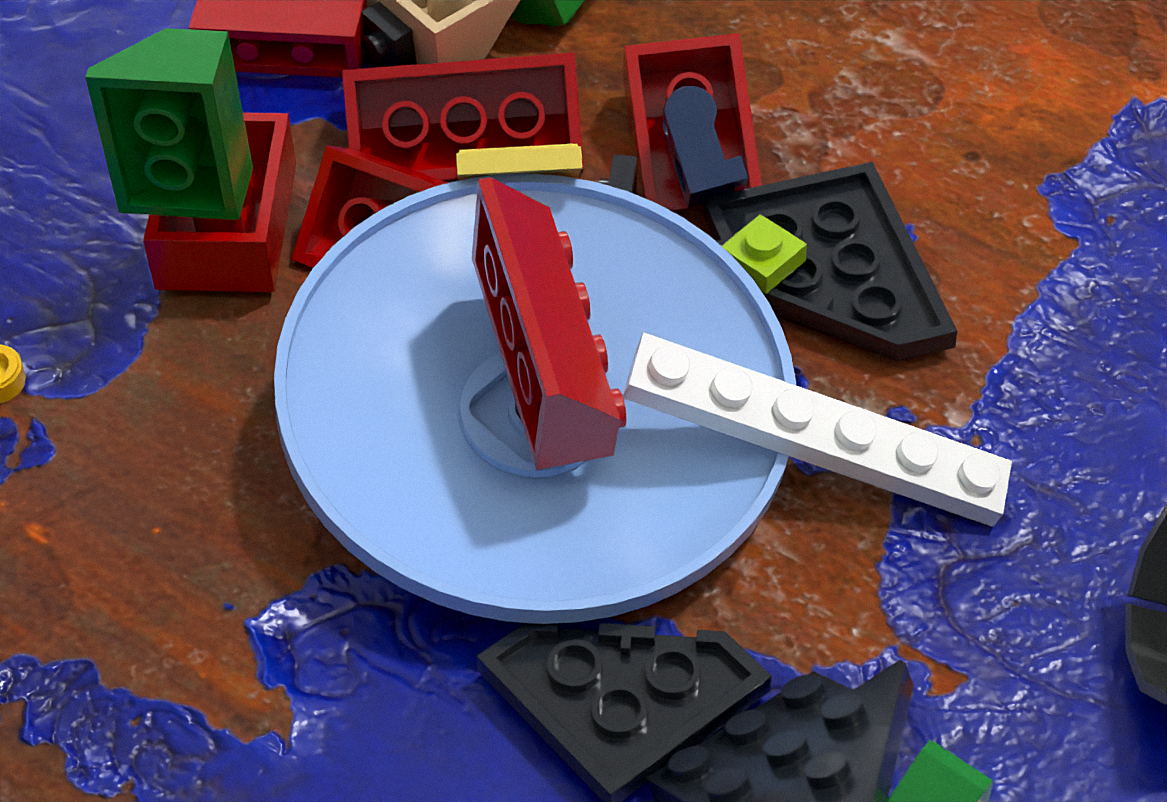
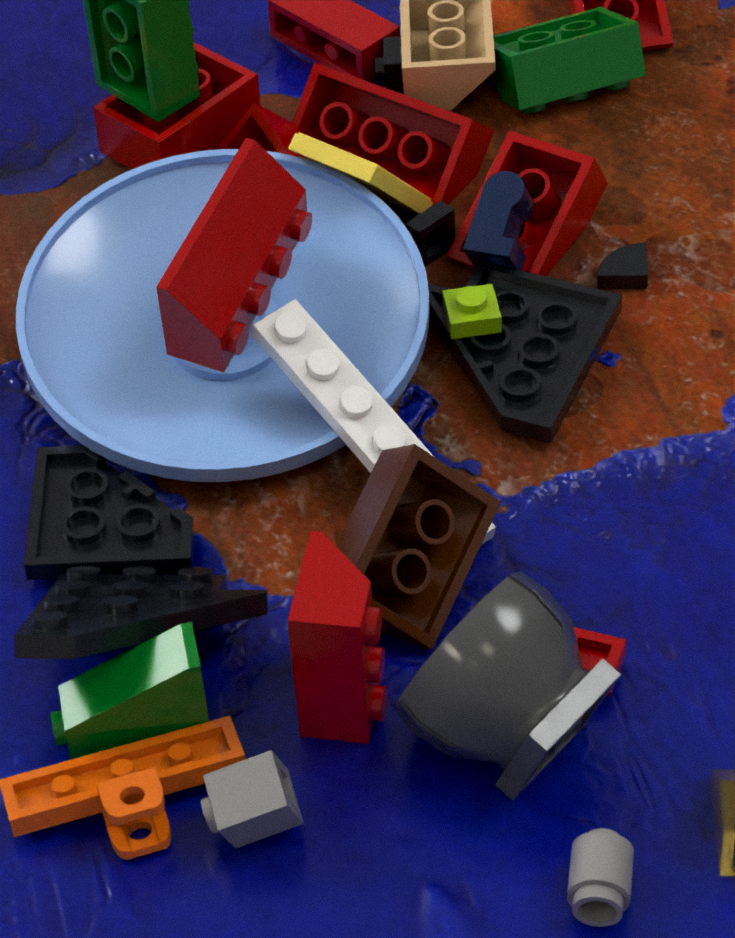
camera: 40 degrees right, 5 degrees down
(831, 134) = (624, 268): none -> black tile
(980, 531) = (416, 540): none -> reddish brown slope
(1059, 667) = (335, 648): none -> red slope

